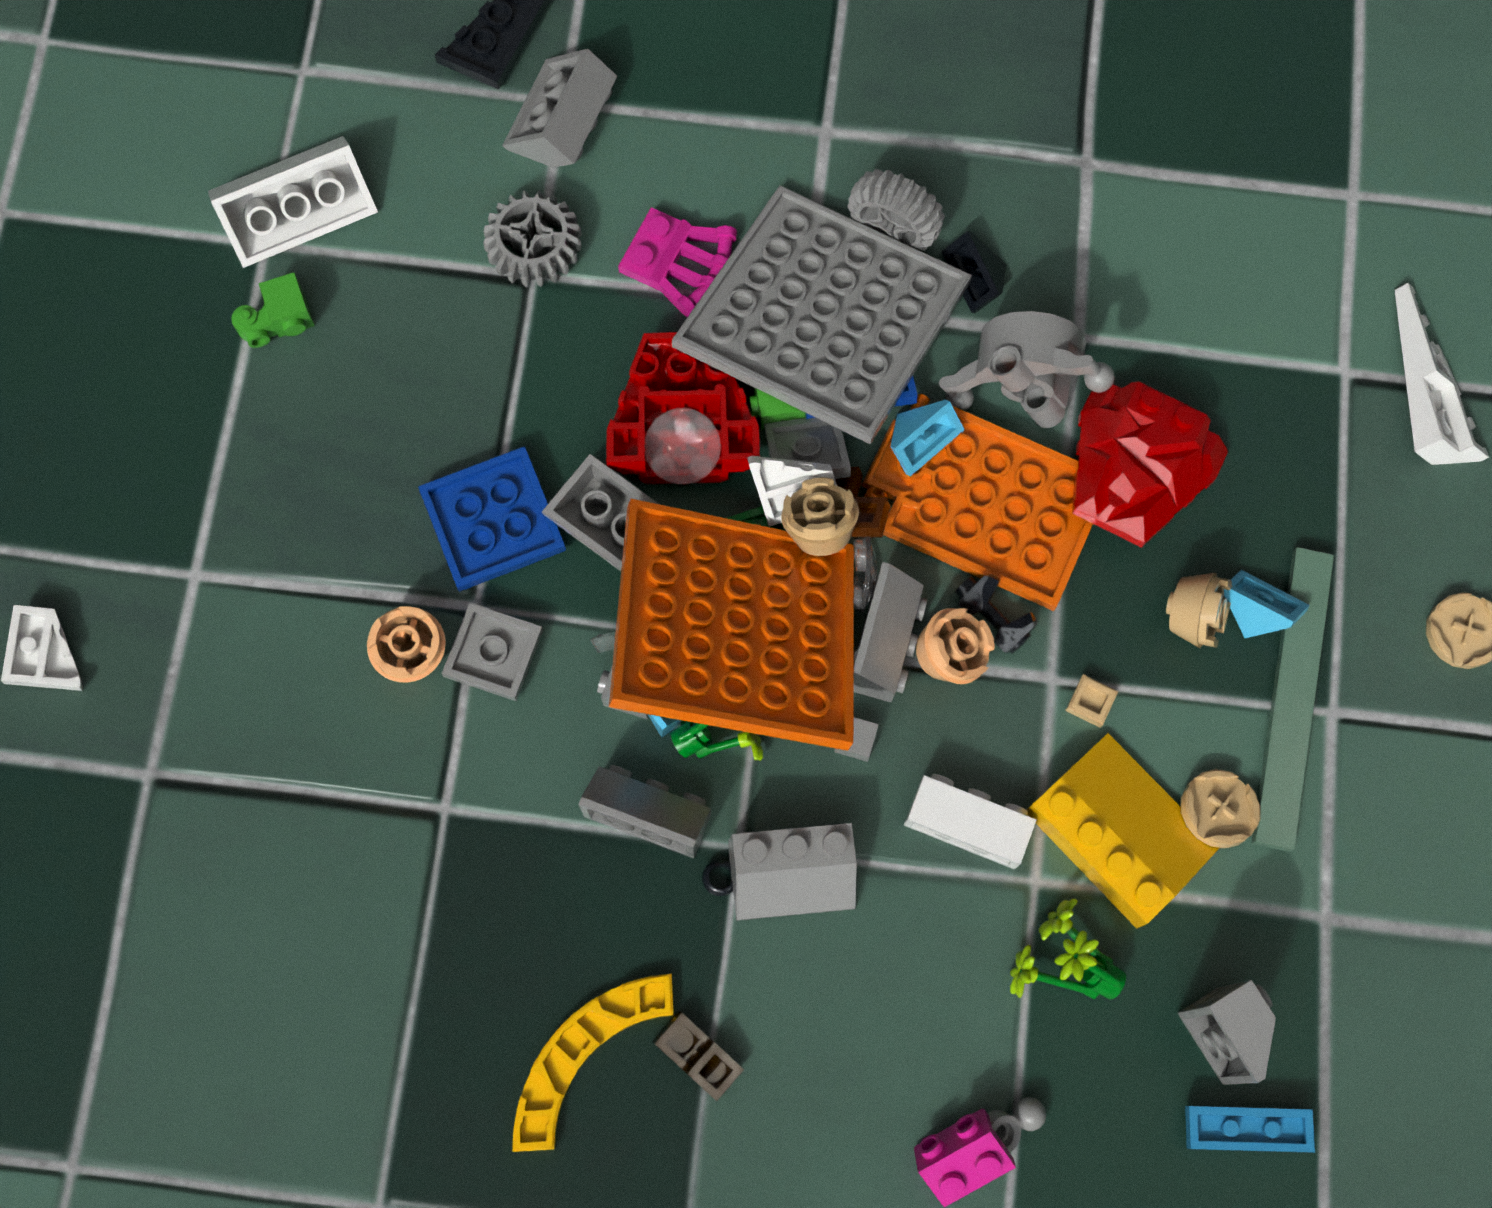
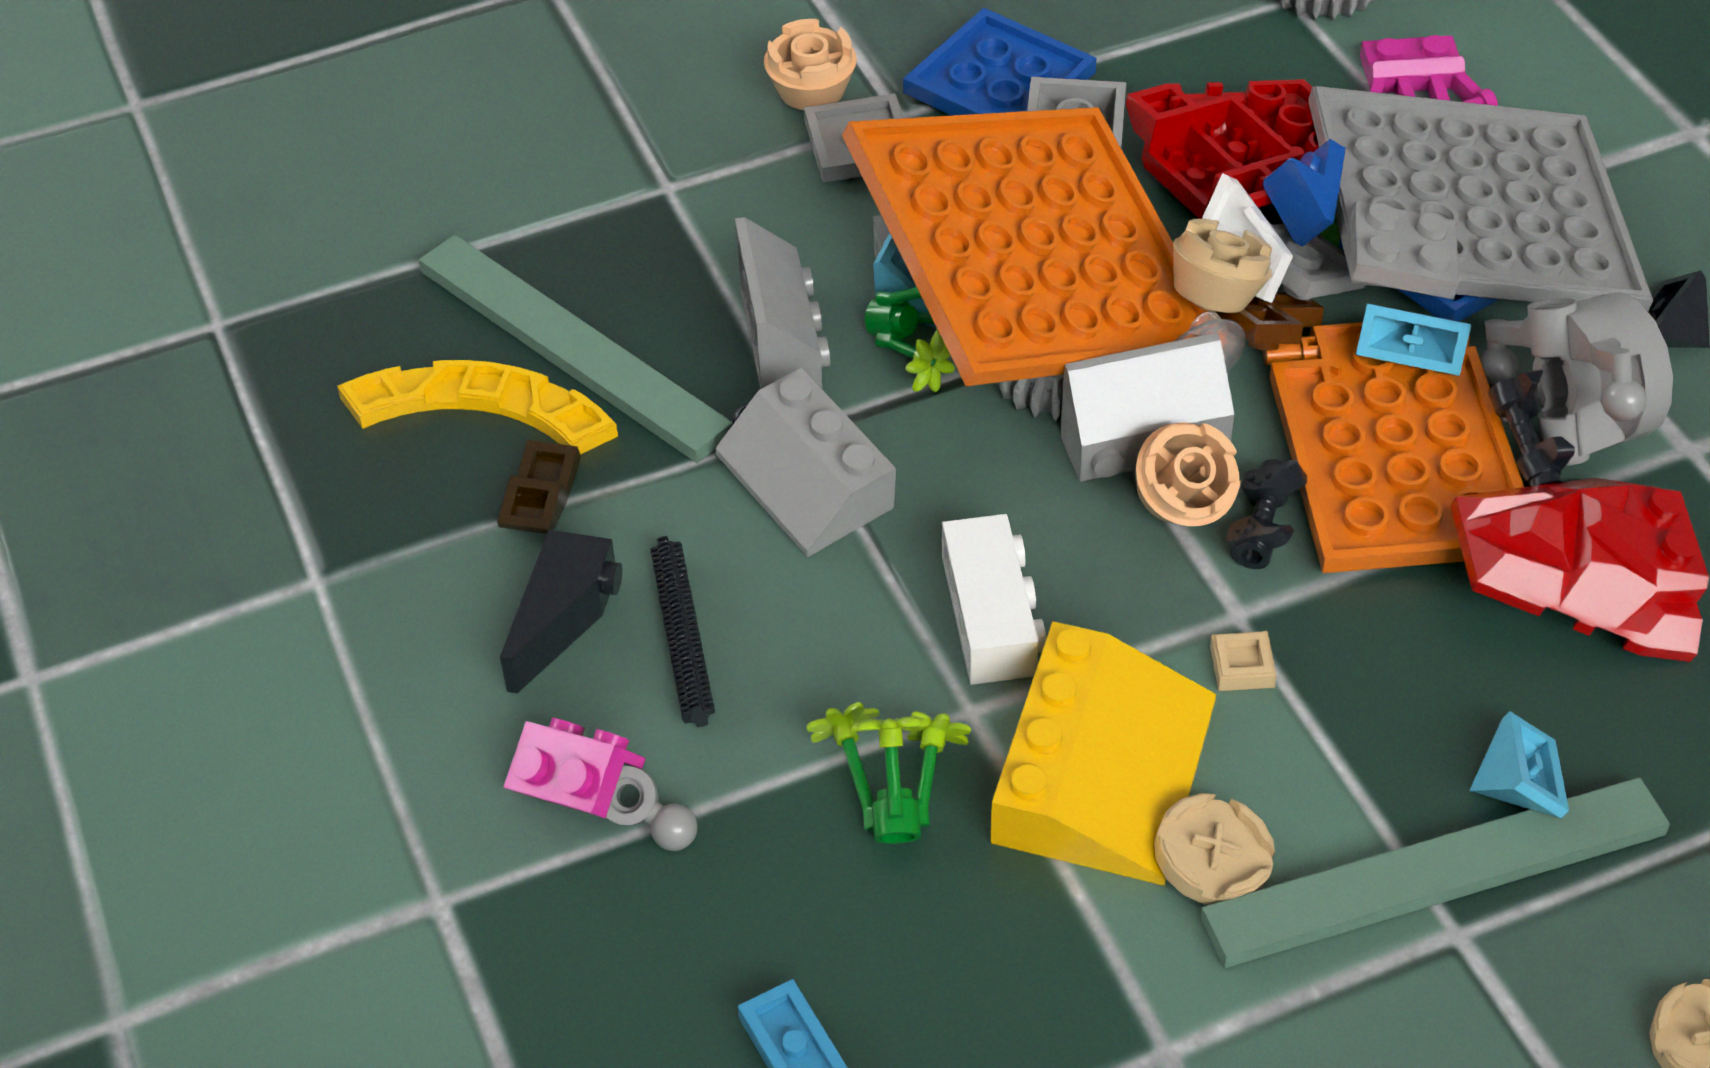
camera: 65 degrees right, 25 degrees down
(568, 963) = (576, 348): none -> sand green tile
(682, 446) = (1203, 147): clear dish -> none
(782, 414) = (1307, 191): none -> blue slope
(813, 1091) = (559, 603): none -> black slope
(862, 741) = (1008, 459): light grey piece -> none
(867, 1020) = (682, 632): none -> black axle
(873, 398) = (1404, 249): none -> light grey plate
(896, 208) = (1656, 194): light grey gear -> none
(1058, 434) = (1516, 403): none -> black piece
(1199, 608) = (1454, 694): tan cone -> none
(1233, 1031) = (916, 940): light grey slope -> none

